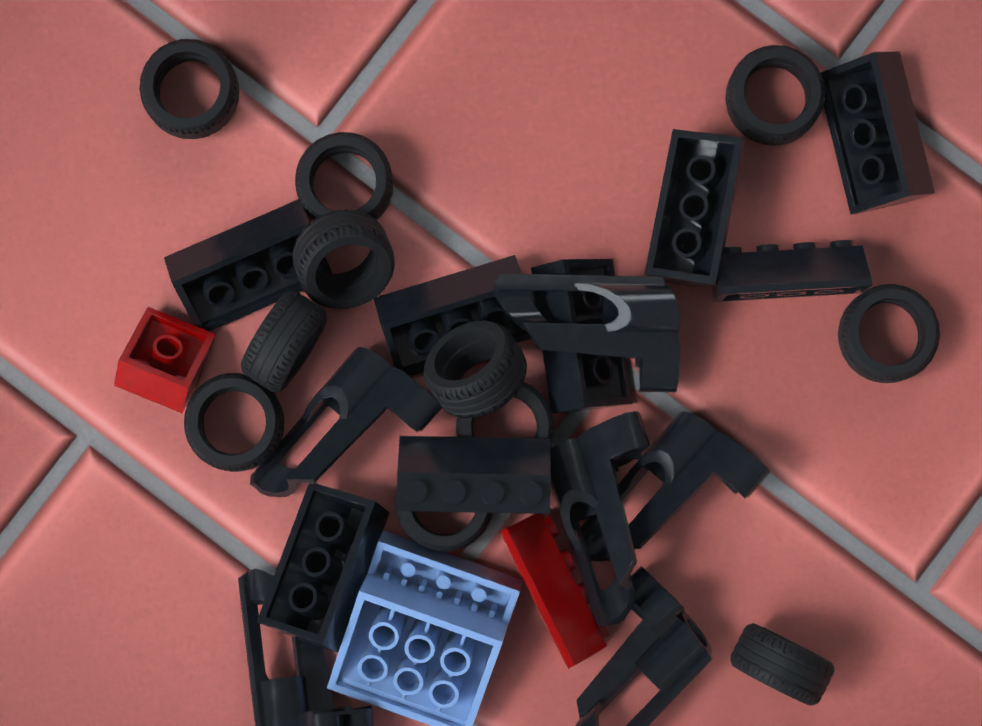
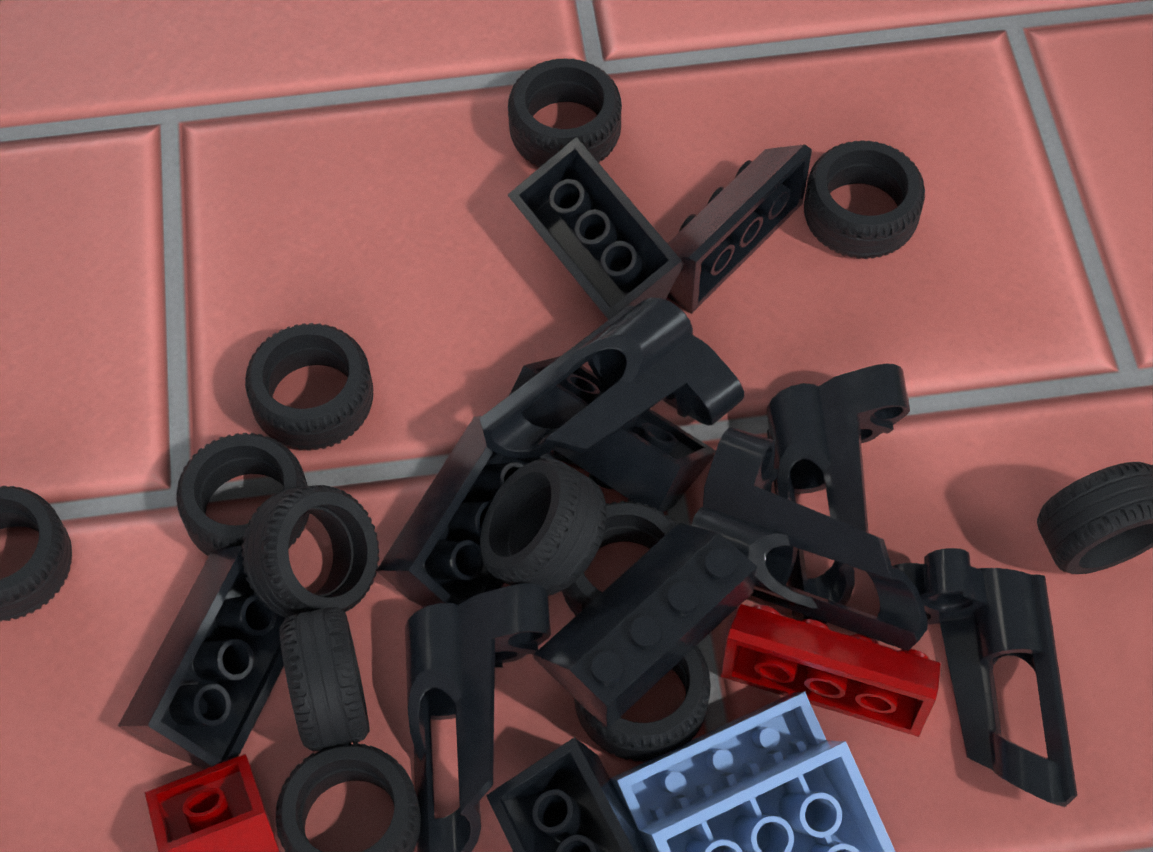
camera: 45 degrees left, 25 degrees down
(437, 105) = (300, 348): none -> black tyre
(875, 132) = (680, 77): black slope -> none

